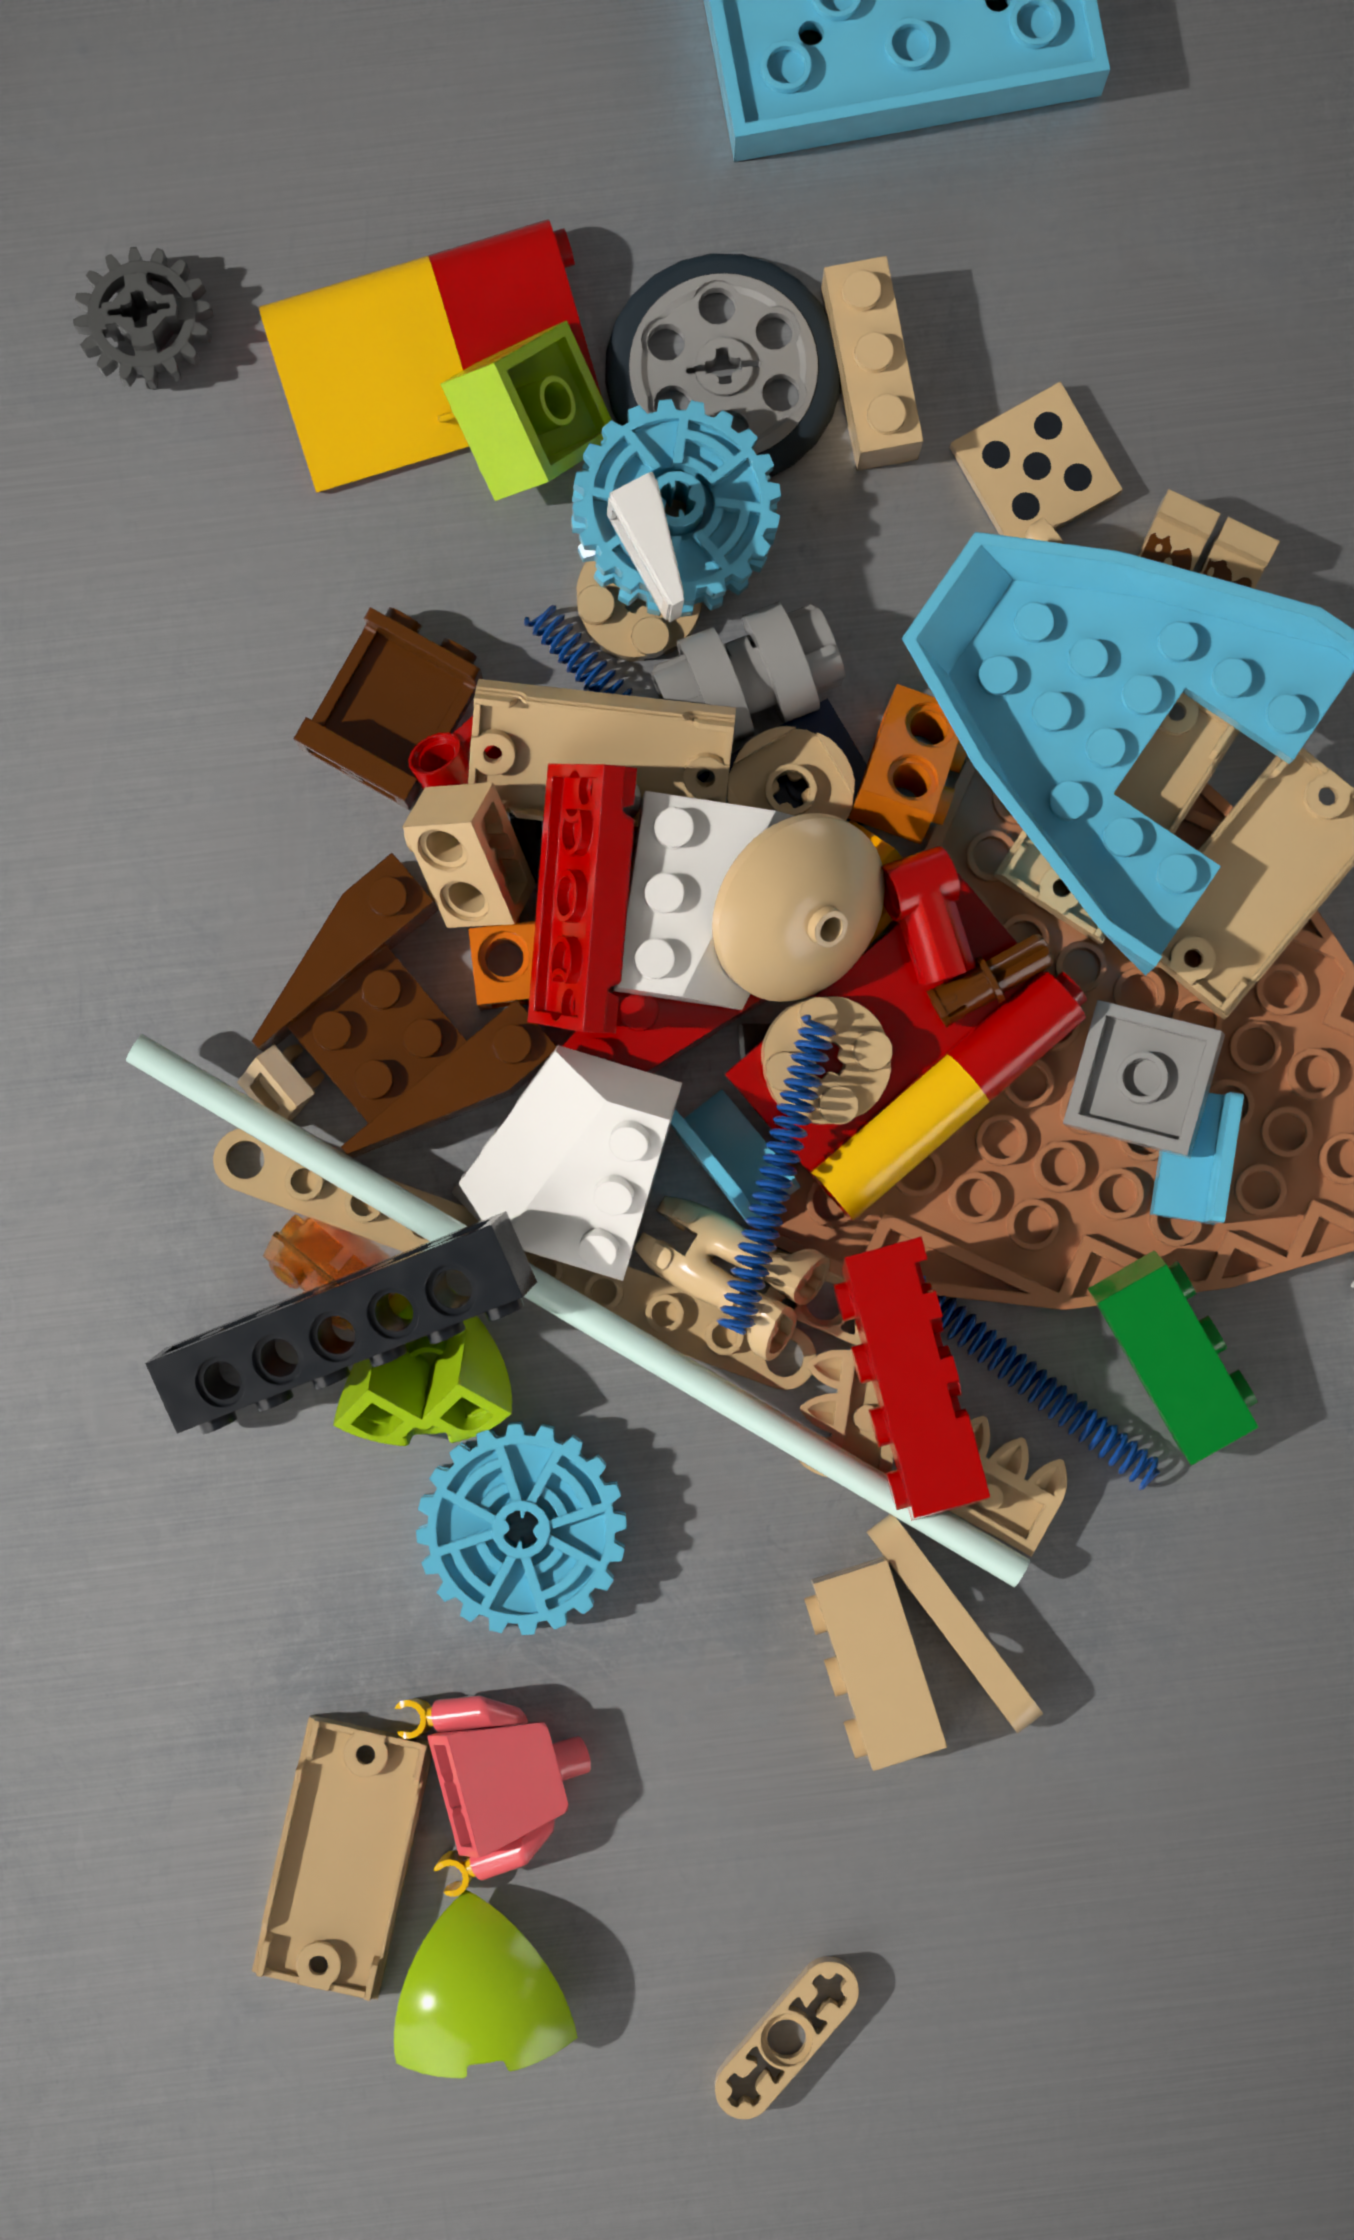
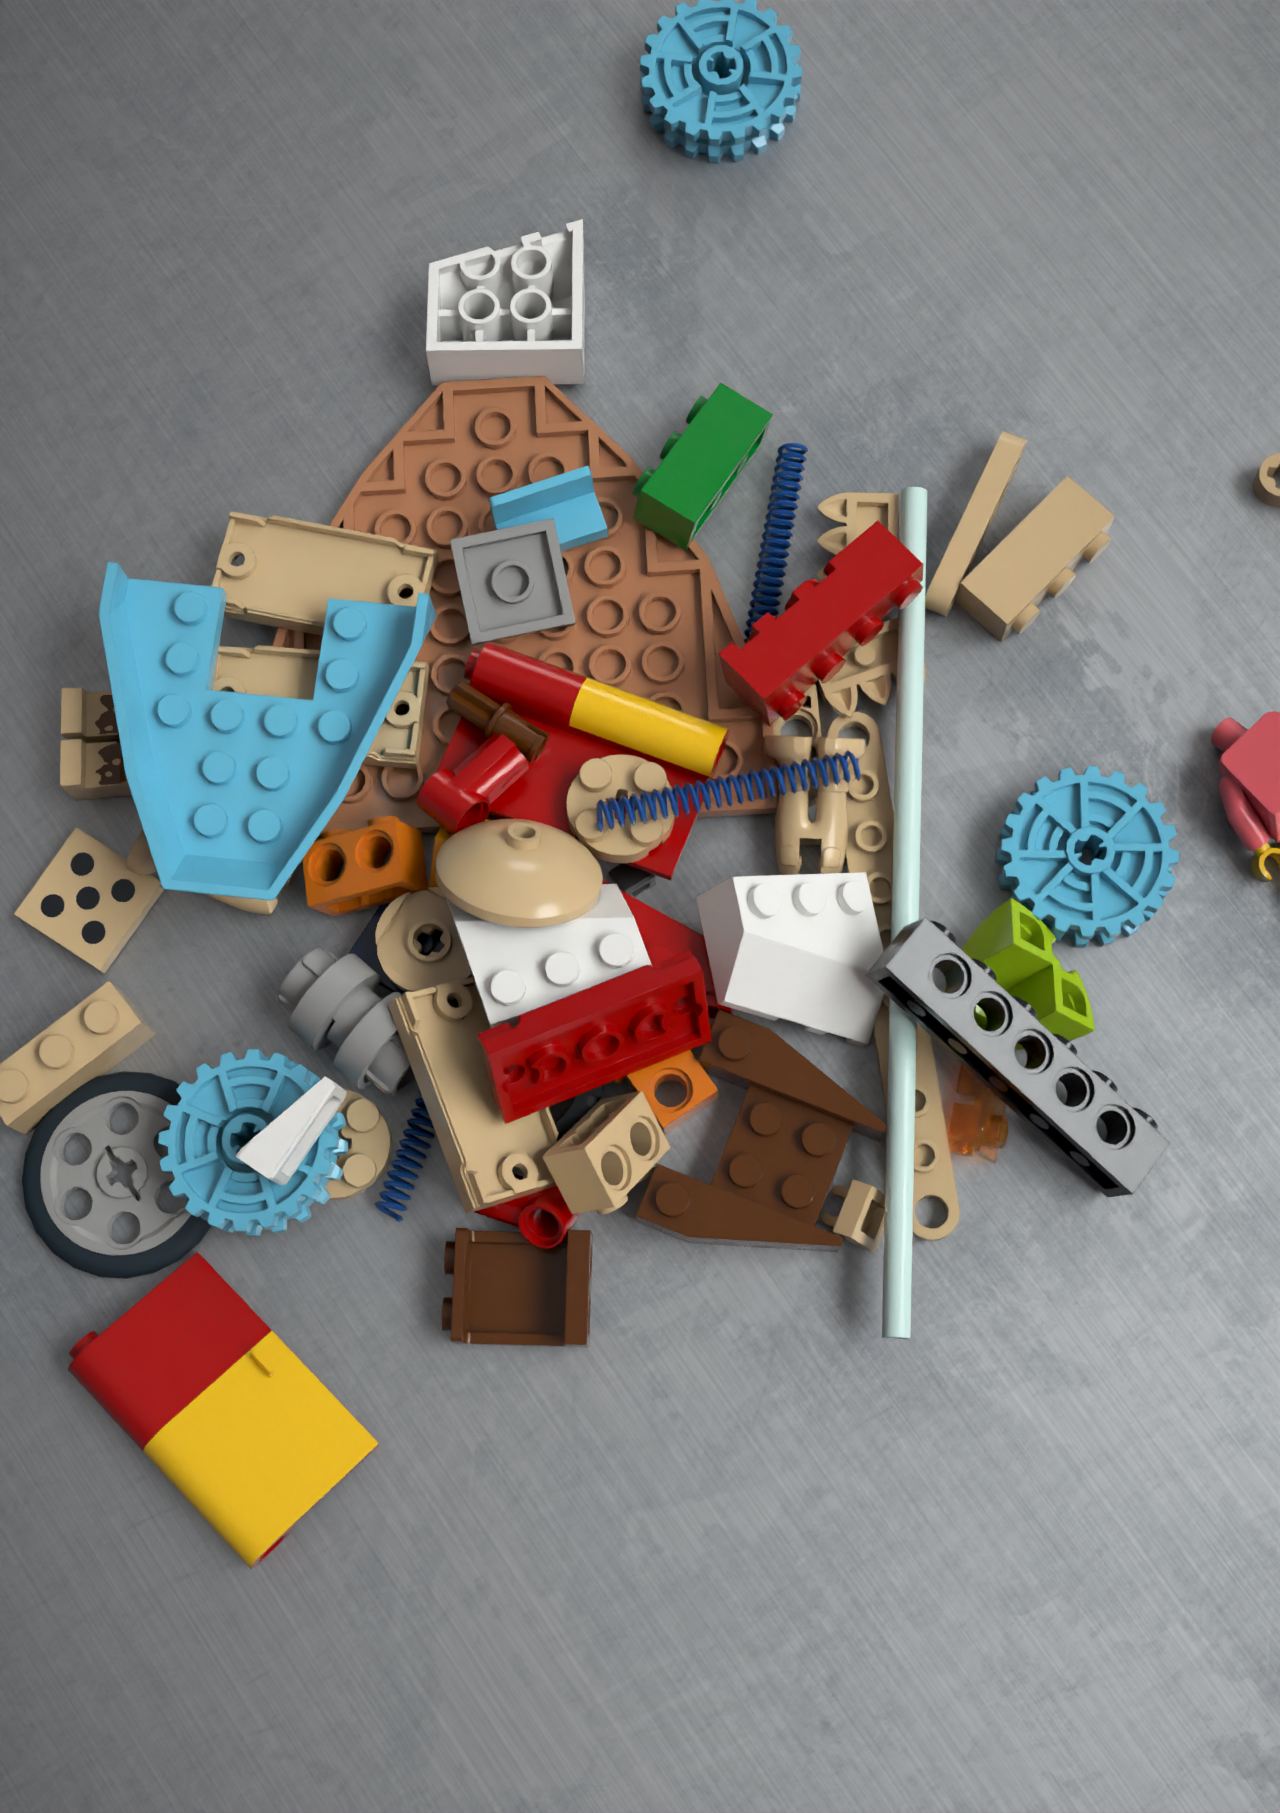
camera: 110 degrees left, 10 degrees down
(118, 316) = (289, 1639): dark grey gear -> none
(528, 411) = (232, 1299): lime slope -> none
(727, 1150) = (726, 842): medium azure panel -> none

